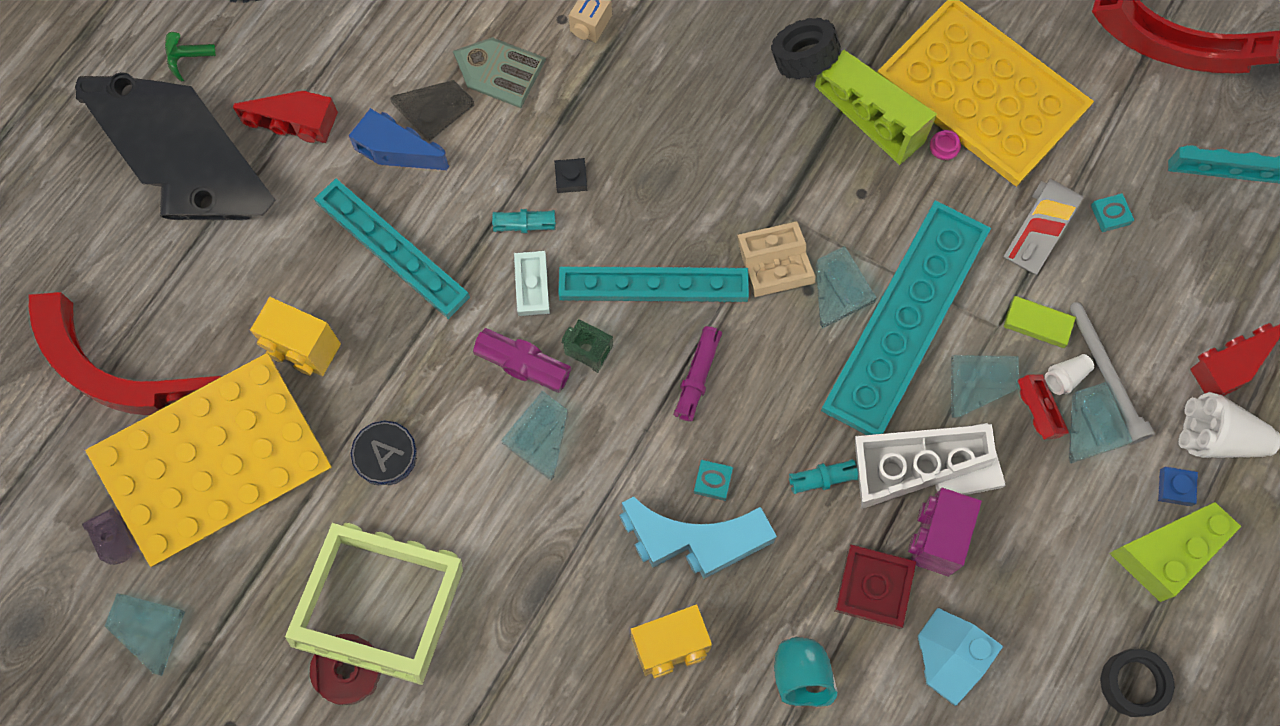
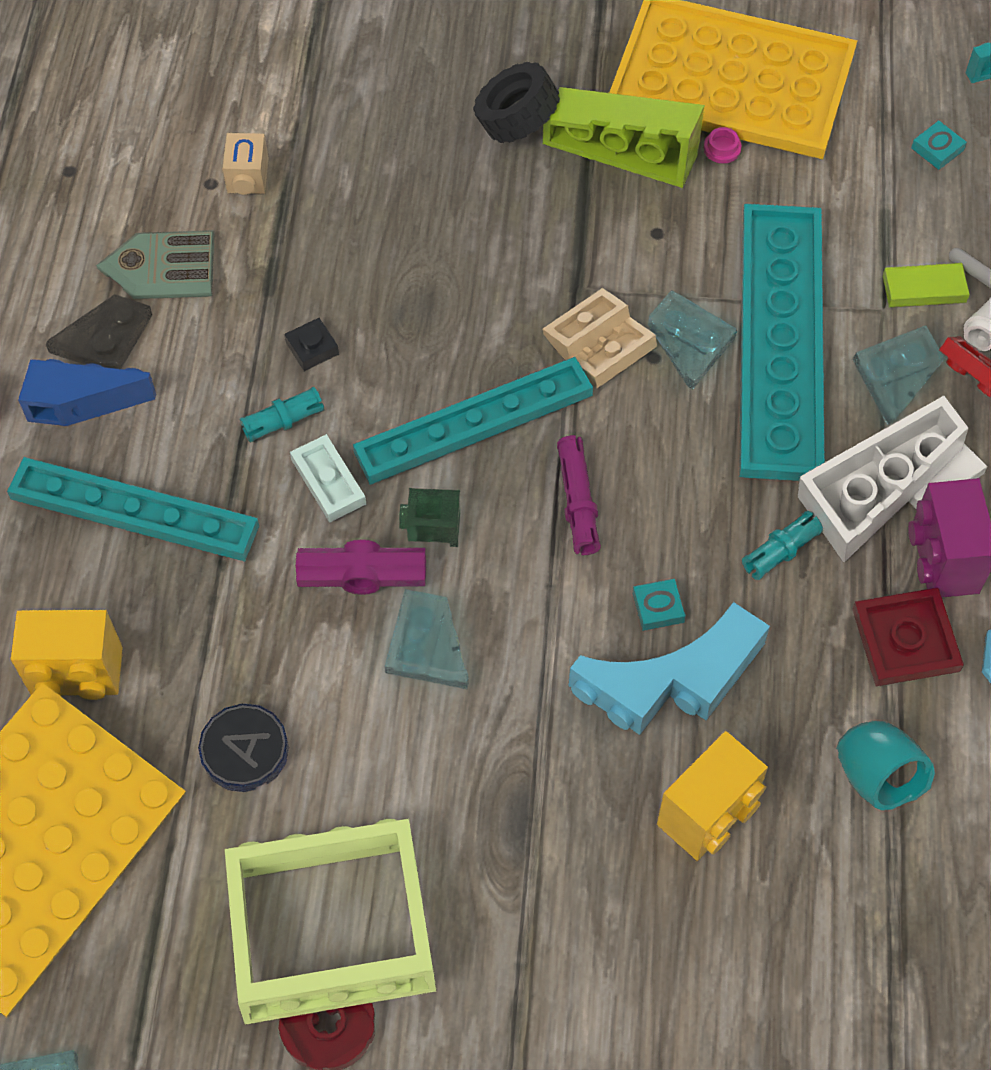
camera: 25 degrees left, 10 degrees down
(1043, 225) = (875, 185): light grey door -> none

